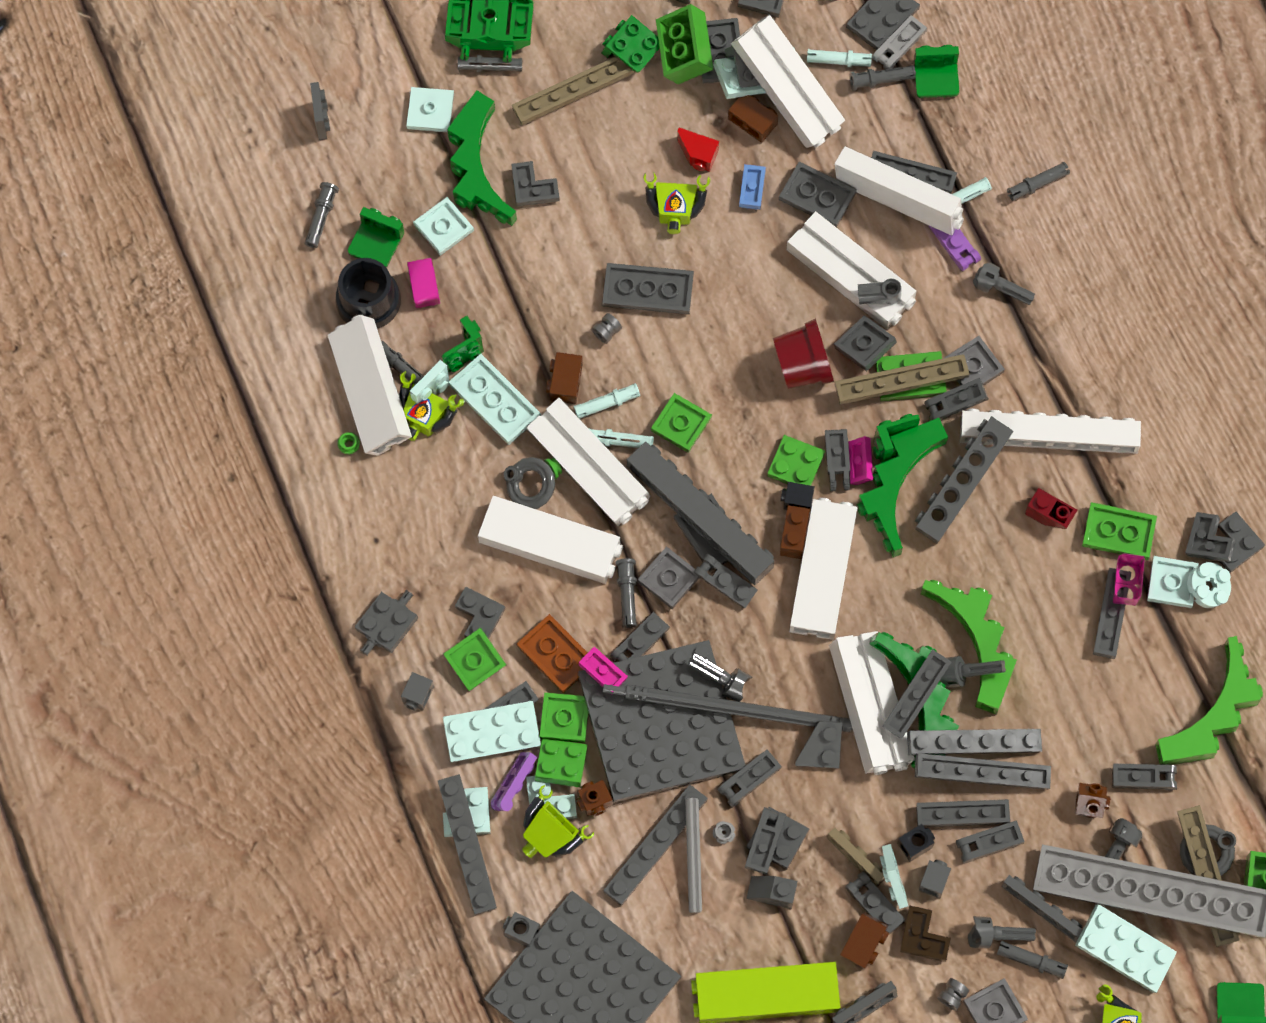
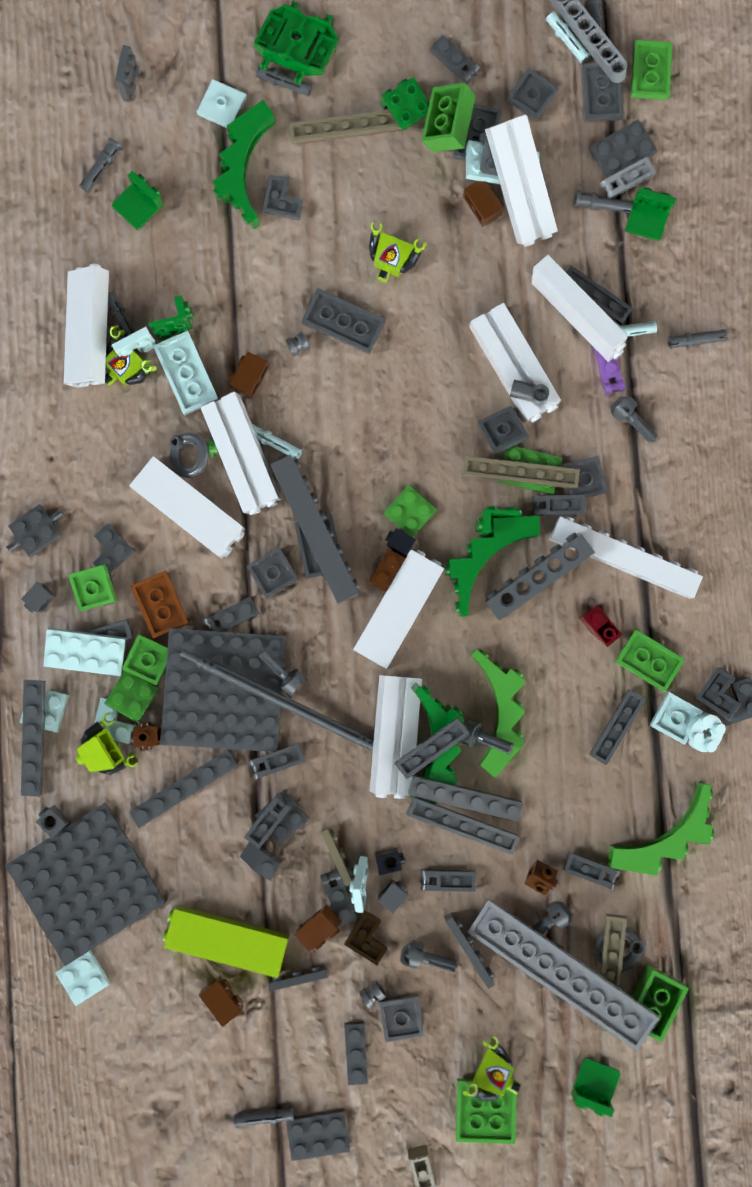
camera: 15 degrees right, 15 degrees up
(348, 437) = (51, 369): bright green plate -> none
(381, 305) = (100, 236): black piece -> none
(423, 283) = (162, 253): dark pink piece -> none
(443, 226) = (196, 209): light aqua plate -> none
(513, 782) = (88, 699): medium lavender plate -> none
(602, 669) = (186, 636): dark pink plate -> none
(611, 399) = (276, 406): light aqua pin -> none
(626, 583) = (237, 564): dark grey pin -> none
(681, 422) = (329, 445): bright green plate -> none
(693, 855) = (208, 809): light grey axle -> none
(698, 149) = (428, 215): red slope -> none
(724, 826) = (240, 802): light grey plate -> none
(726, 581) = (316, 593): dark grey plate -> none
(752, 186) = (460, 262): medium blue plate -> none
(803, 356) = (446, 425): dark red piece -> none
(815, 191) = (512, 287): dark grey plate -> none
(822, 746) = (344, 756): dark grey wing -> none
(837, 457) = (445, 518): dark grey hinge -> none
(840, 58) = (573, 174): light aqua pin -> none
(860, 460) = (462, 528): dark pink plate -> none
(963, 813) = (435, 850): dark grey plate -> none
(1032, 959) = (445, 987): dark grey pin -> none
(1126, 948) = (522, 1007): light aqua plate -> none
(1134, 562) = (650, 708): dark pink piece -> none

